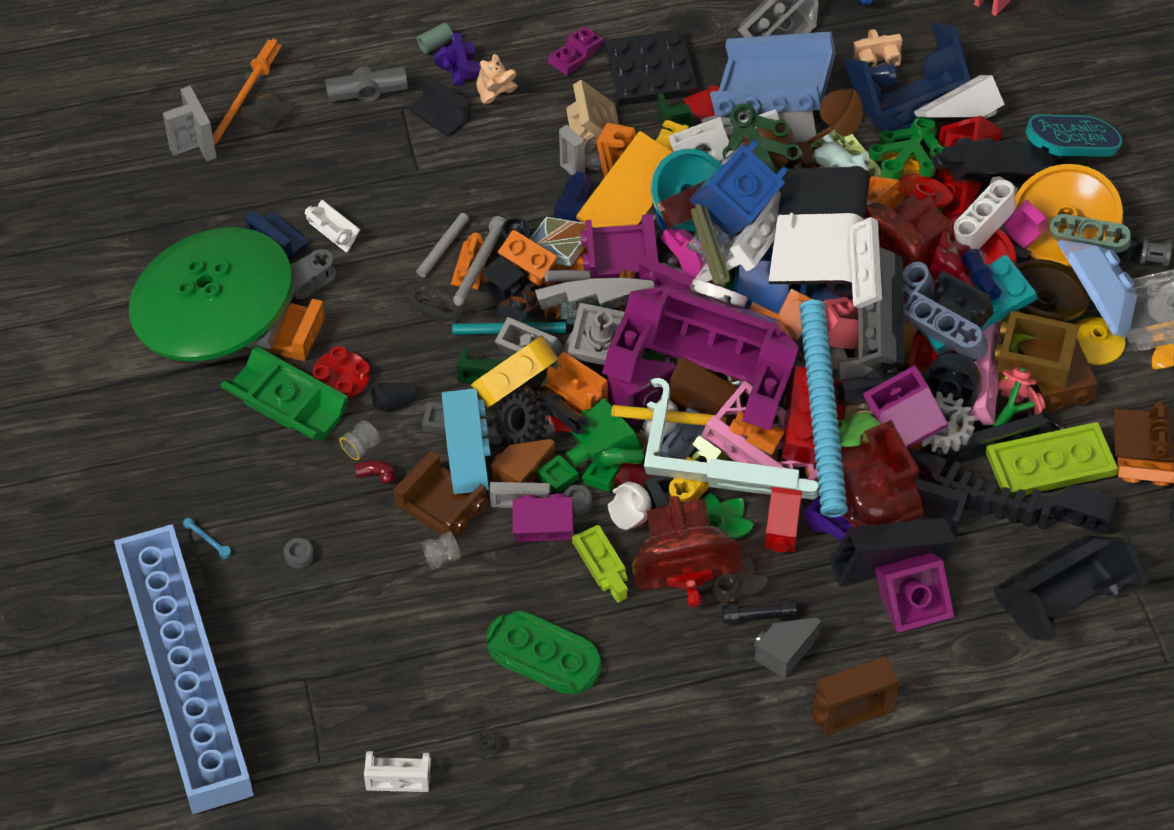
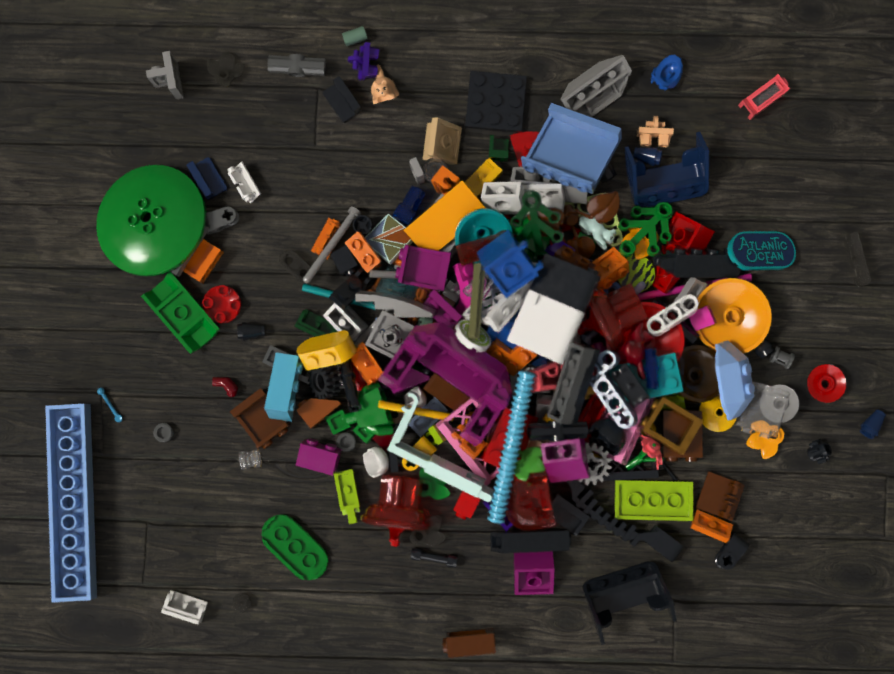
camera: 20 degrees right, 30 degrees up
(260, 65) = (231, 26): orange piece -> none
(359, 440) = (220, 361): clear wheel -> none
(442, 245) = (315, 215): light grey bar -> none
(503, 492) = (309, 432): light grey tile -> none
(577, 51) = (448, 73): magenta slope -> none
(786, 644) = (441, 588): dark grey slope -> none
(865, 262) = (571, 354): white tile -> none
(926, 186) = (651, 273): red dish -> none
(971, 99) = (698, 199): white slope -> none
(1111, 228) = (732, 326): sand green beam -> none

